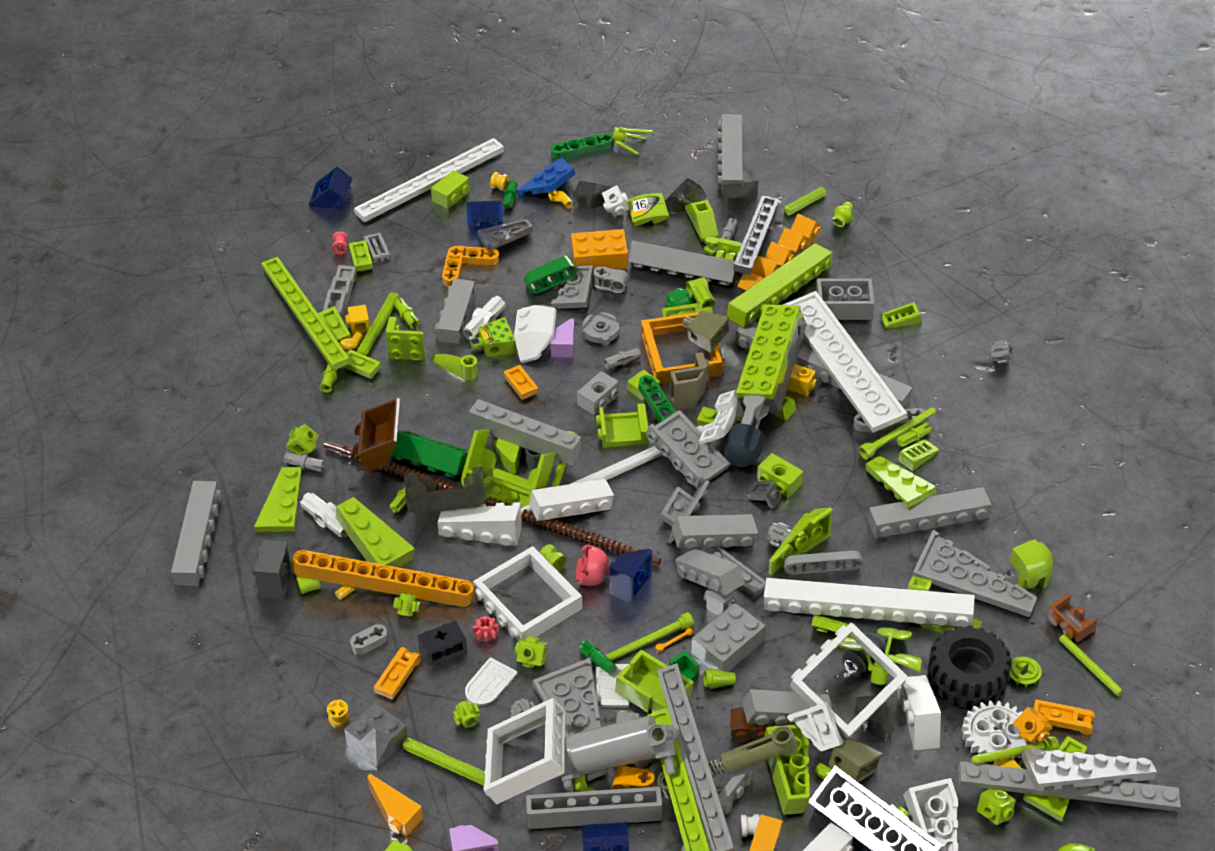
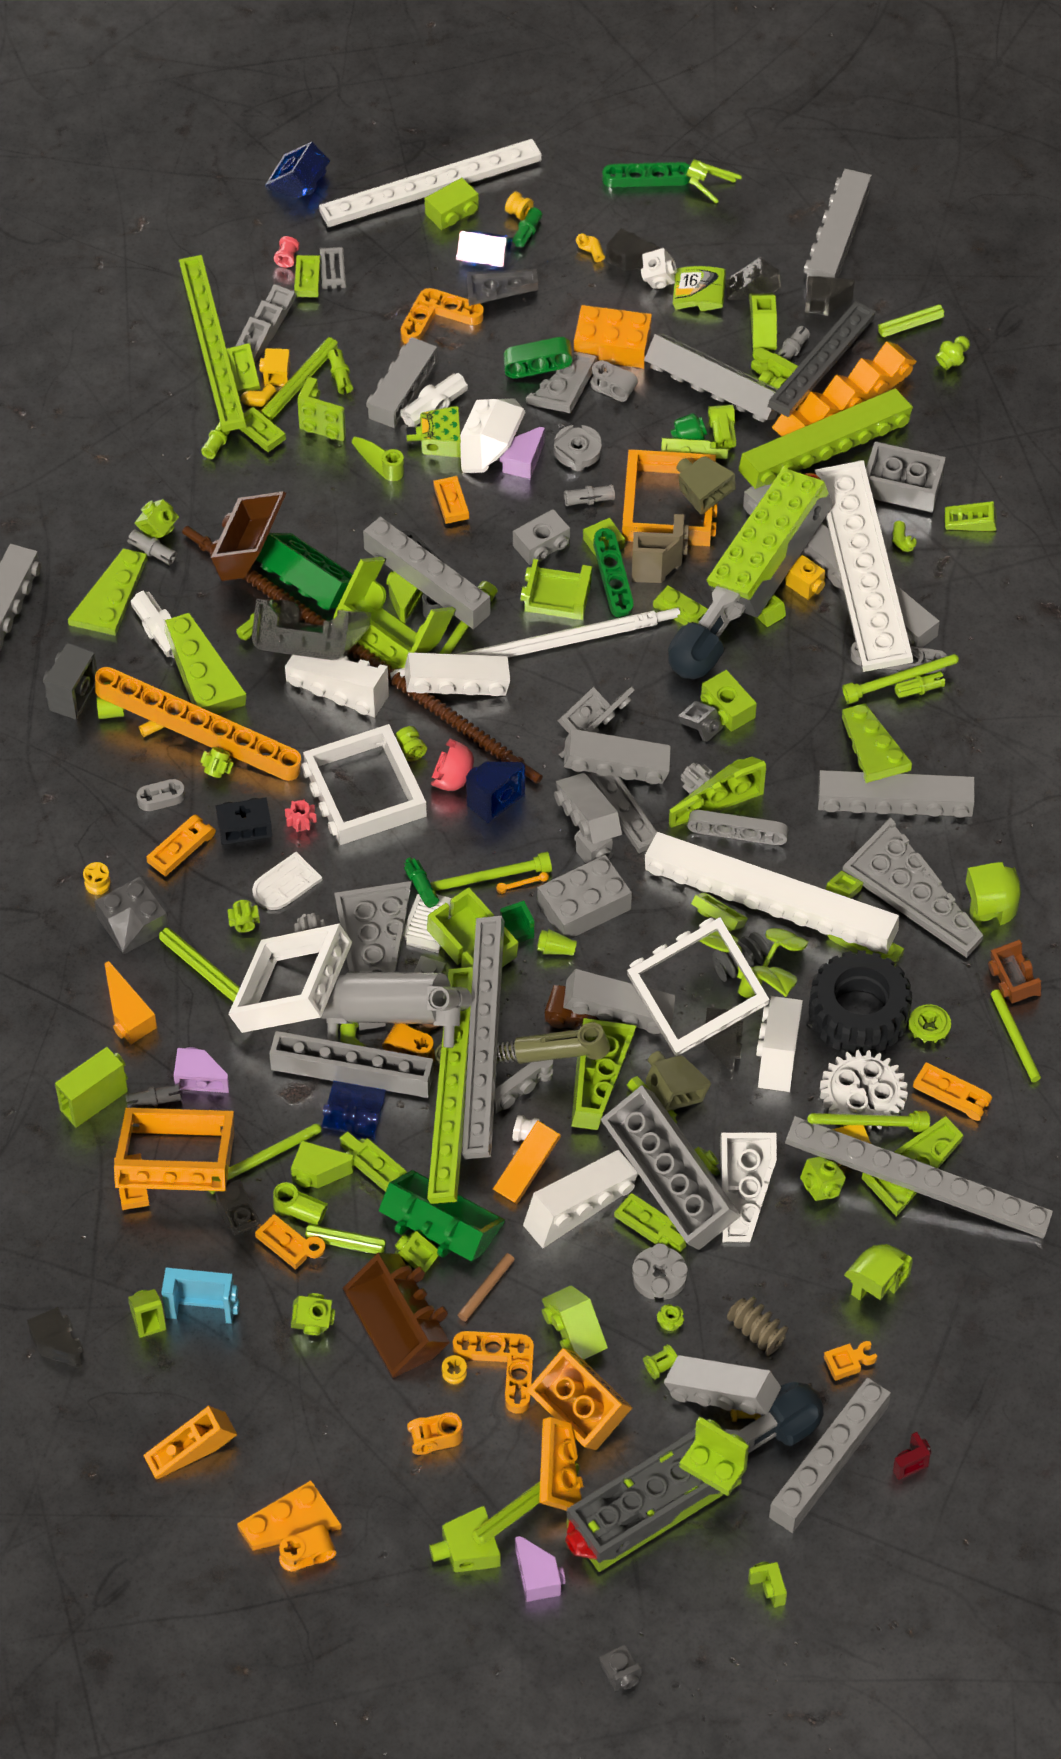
camera: 15 degrees right, 10 degrees up
(536, 656) = (344, 857): lime brick -> none
(548, 179) = (585, 215): blue wing -> none
(680, 444) = (623, 639): light grey bracket -> none
(727, 408) = (692, 596): white slope -> none
(818, 726) = (642, 1032): white wing -> none
(861, 343) = (899, 538): none -> lime arm
(906, 454) = (904, 723): lime slope -> none
(1033, 725) = (902, 1093): light orange brick -> none
(1081, 769) = (937, 1160): light grey wing -> none

